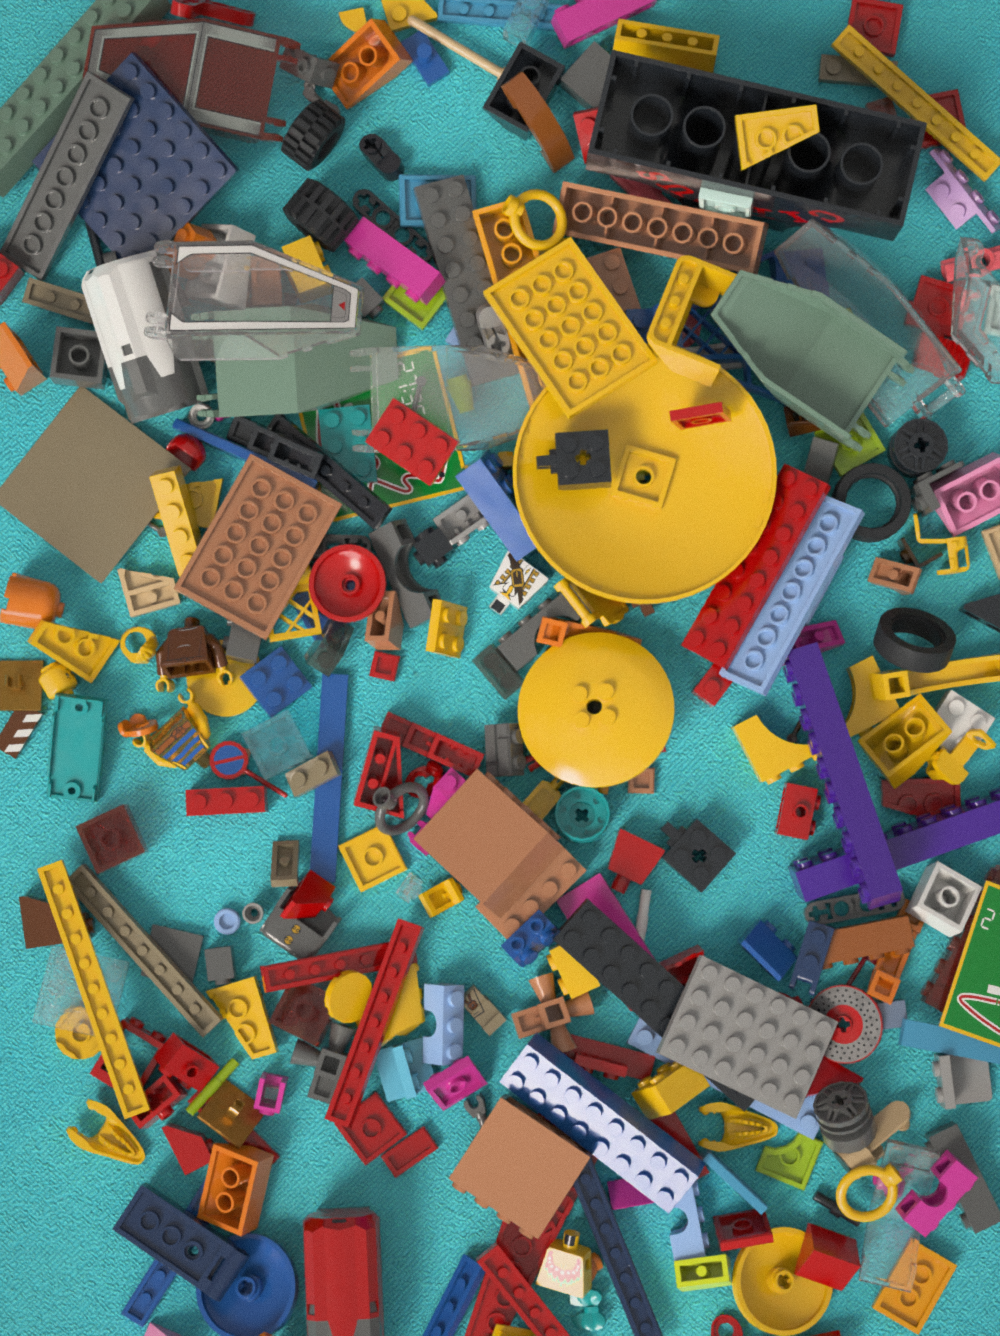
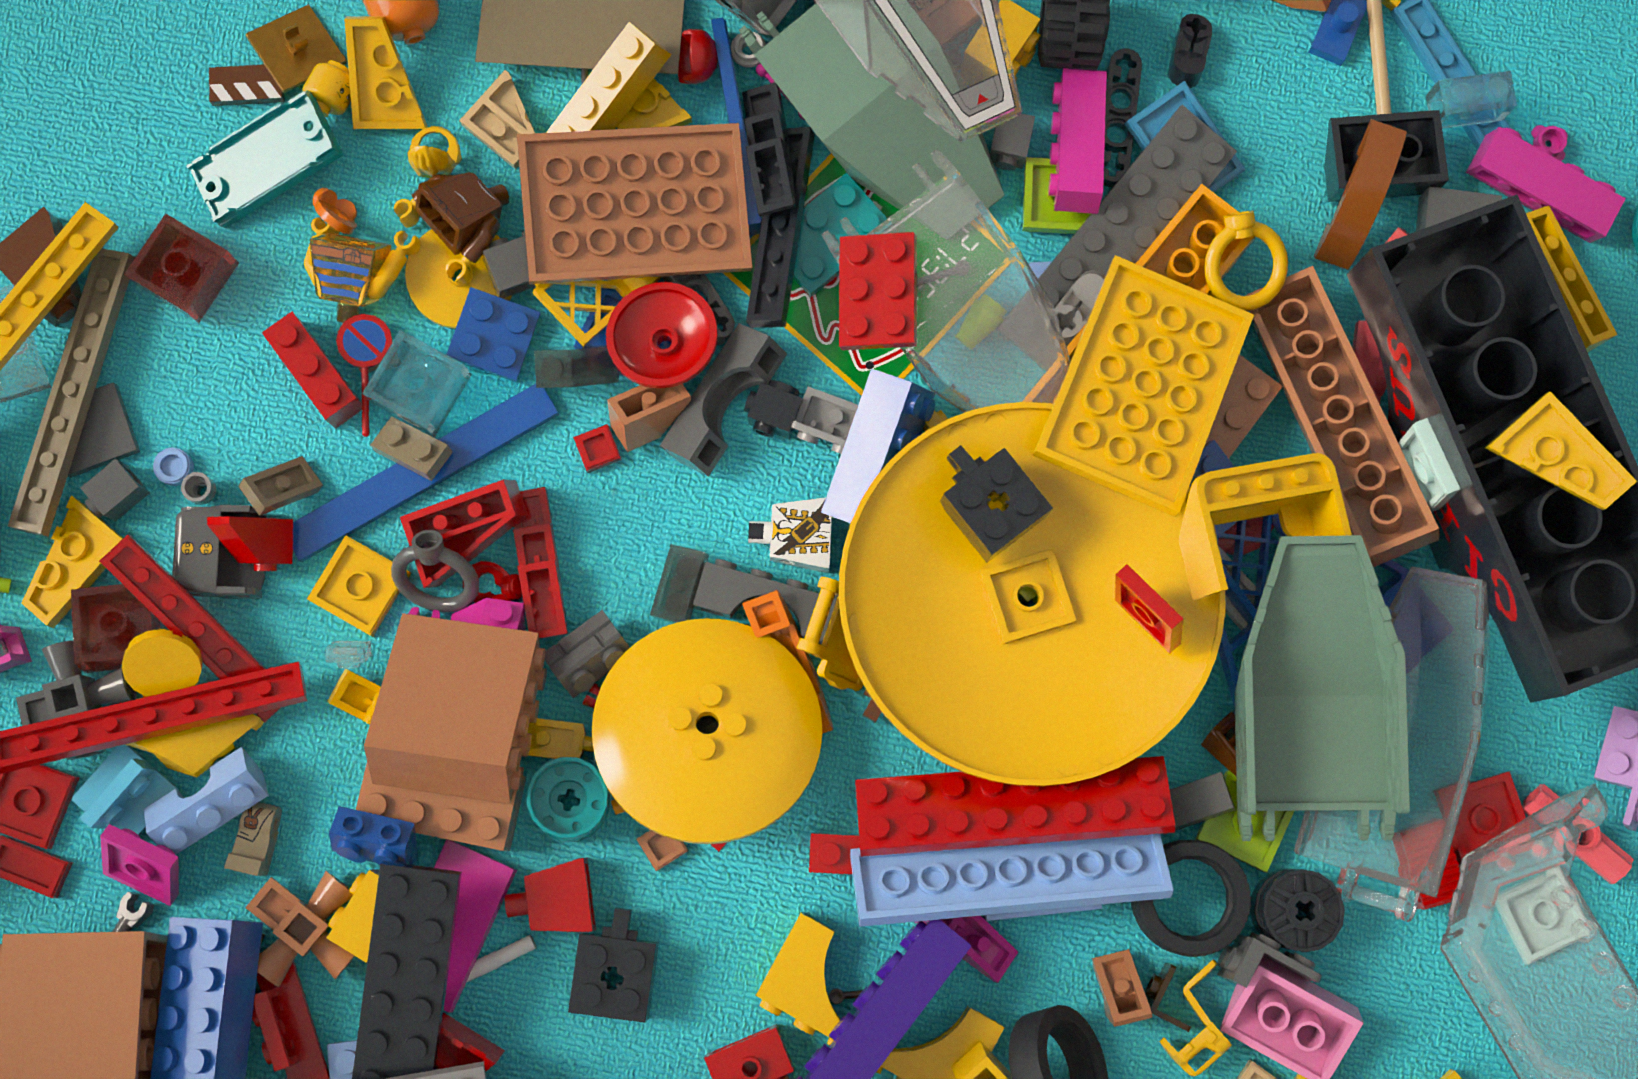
camera: 55 degrees right, 5 degrees down
(446, 628) = (687, 487): yellow plate -> none

